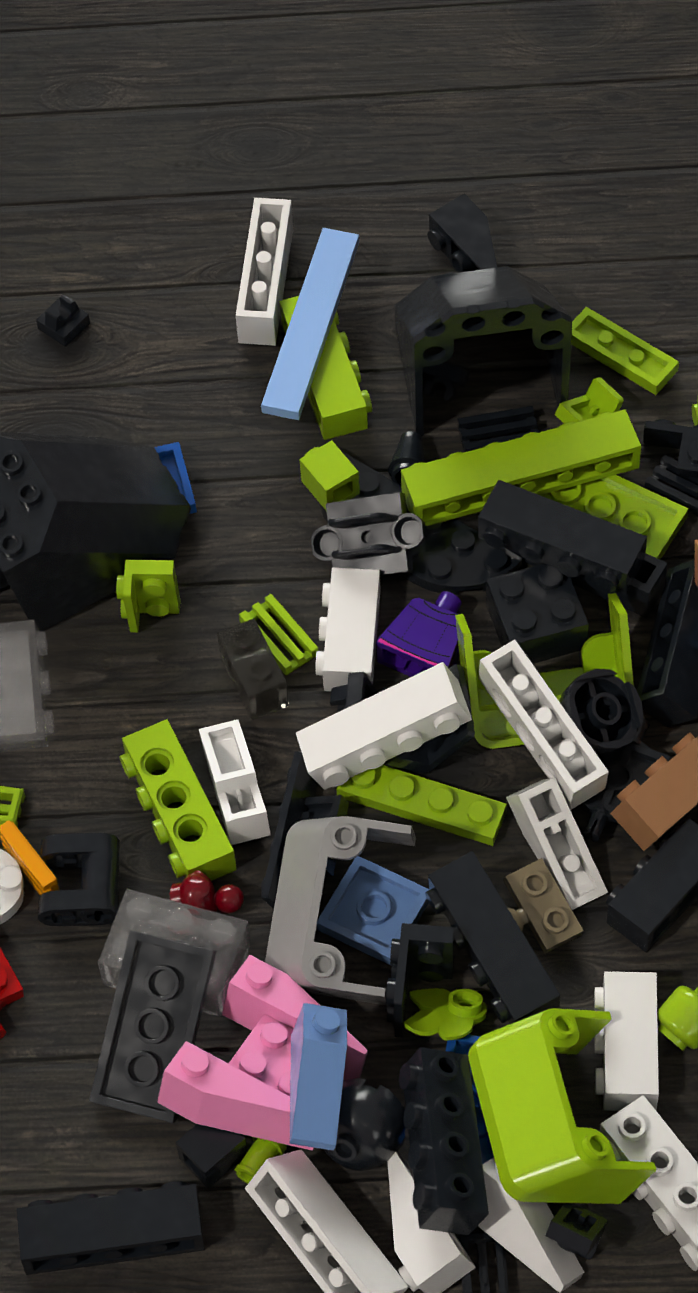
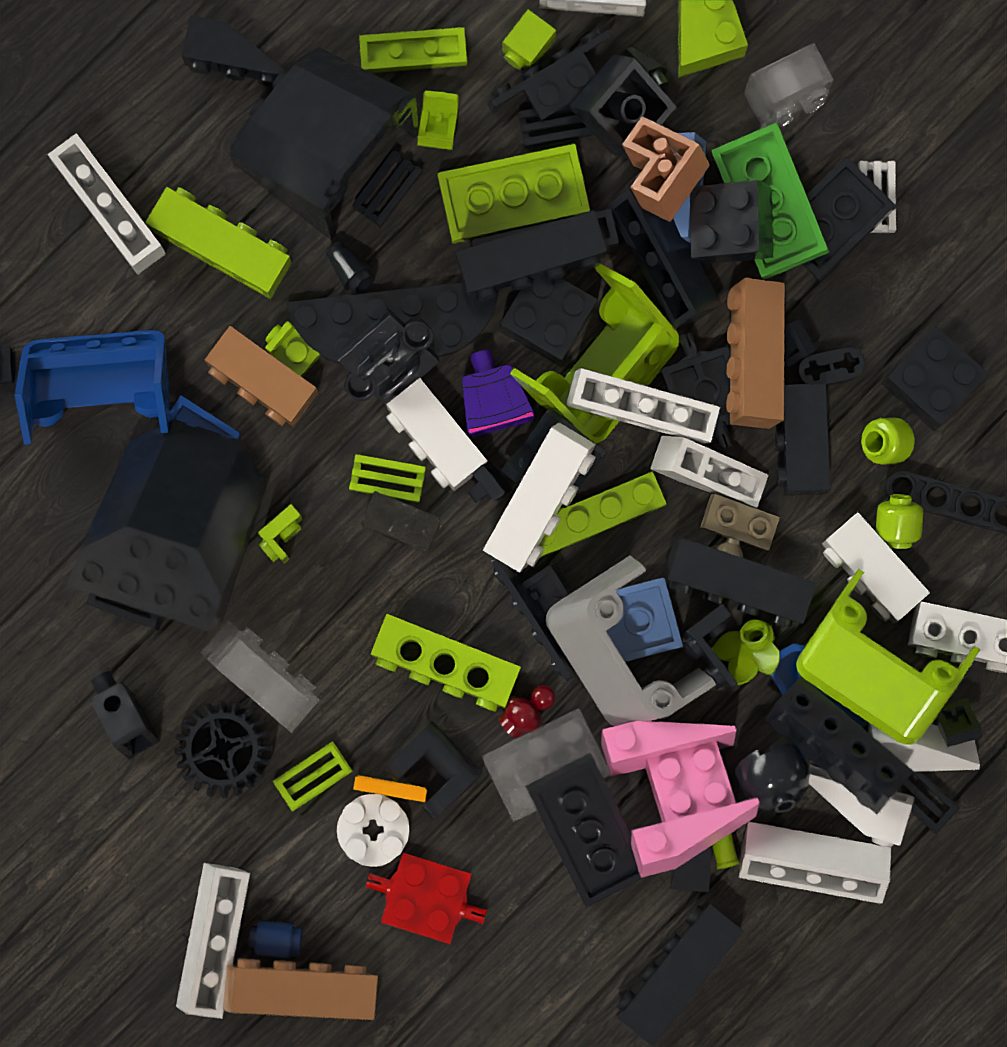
camera: 50 degrees left, 25 degrees up
(118, 373) = (91, 373): none -> blue windscreen
(234, 782) = (464, 612): white slope -> none
(254, 480) = (260, 377): none -> medium nougat brick
(296, 495) = (290, 349): none -> lime bracket
(310, 324) = (188, 223): light blue tile -> none
(317, 1075) = (734, 780): medium blue slope -> none
(329, 474) = (317, 335): lime brick -> none
(533, 462) = (442, 214): lime brick -> none
(603, 709) = (670, 362): black cylinder -> none

